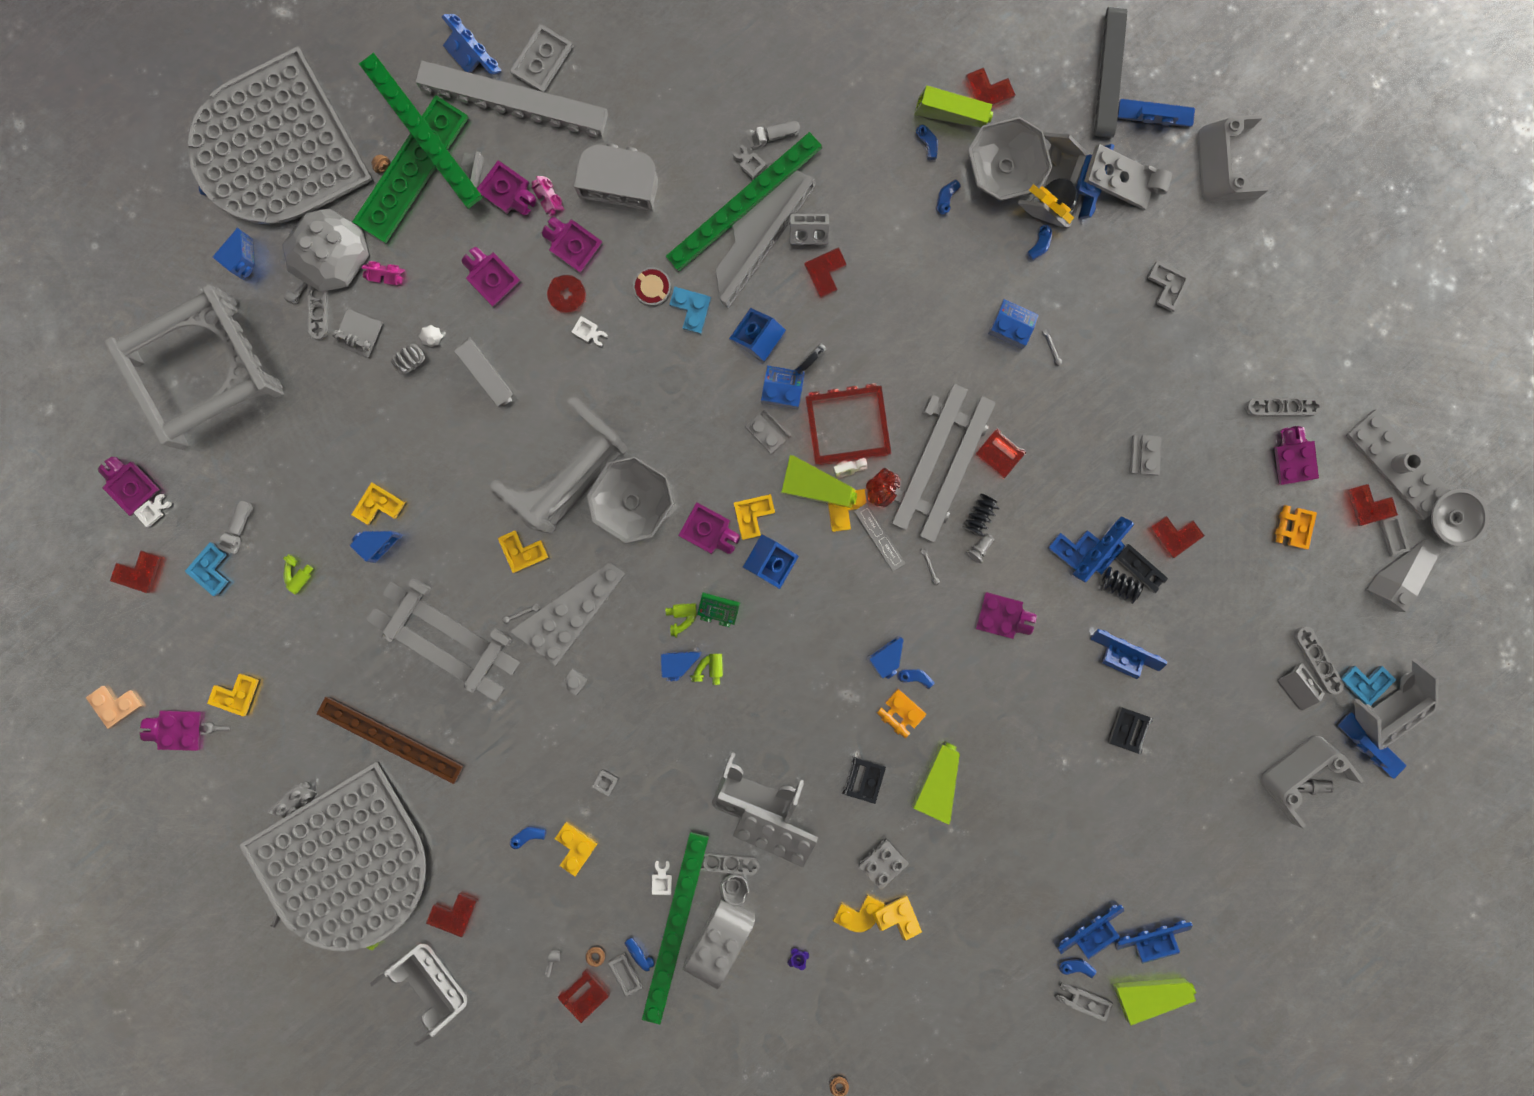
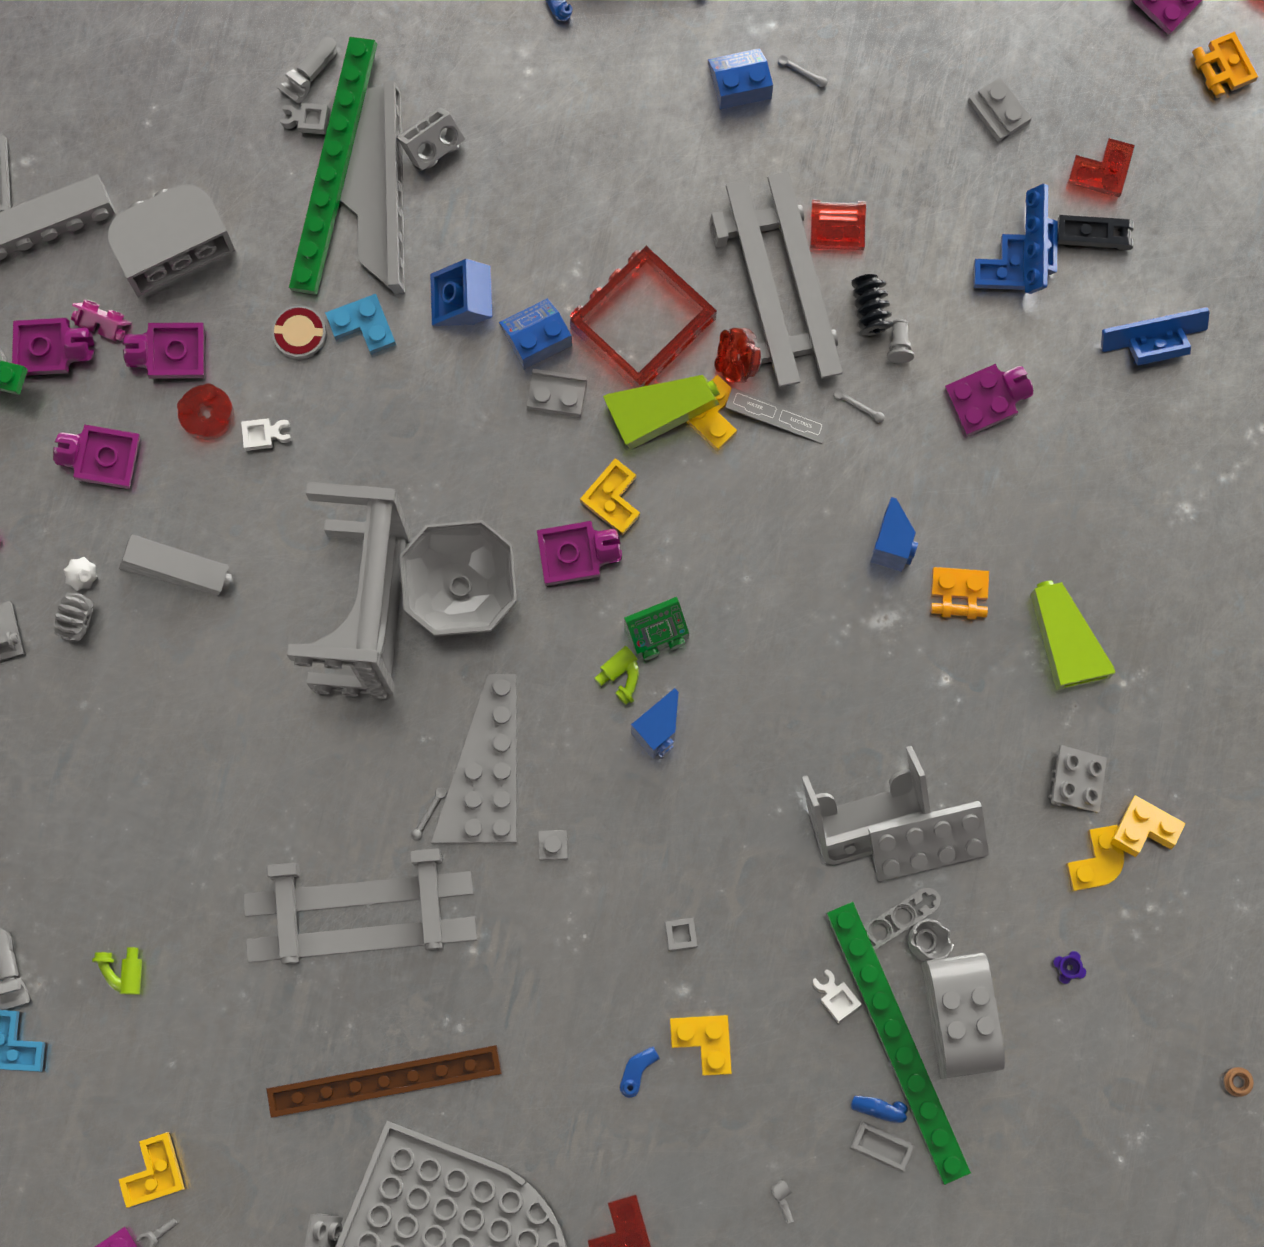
camera: 25 degrees left, 10 degrees down
(374, 544) = (191, 856): blue slope -> none
(377, 499) = (154, 808): yellow plate -> none
(519, 556) = (376, 747): yellow plate -> none
(588, 1001) = (863, 1212): clear red plate -> none
(595, 962) = (839, 1152): medium nougat plate -> none
(715, 669) = (706, 703): lime plant -> none
(770, 561) = (674, 533): blue slope -> none
(810, 359) = (543, 274): black tile -> none
(820, 269) = (478, 175): clear red plate -> none
(846, 468) = (680, 365): white plate -> none
(870, 781) = (987, 697): black plate -> none
(915, 675) = (942, 537): blue arm -> none
(1121, 584) = (1088, 263): black piece -> none
(1125, 727) = (1222, 418): black plate -> none

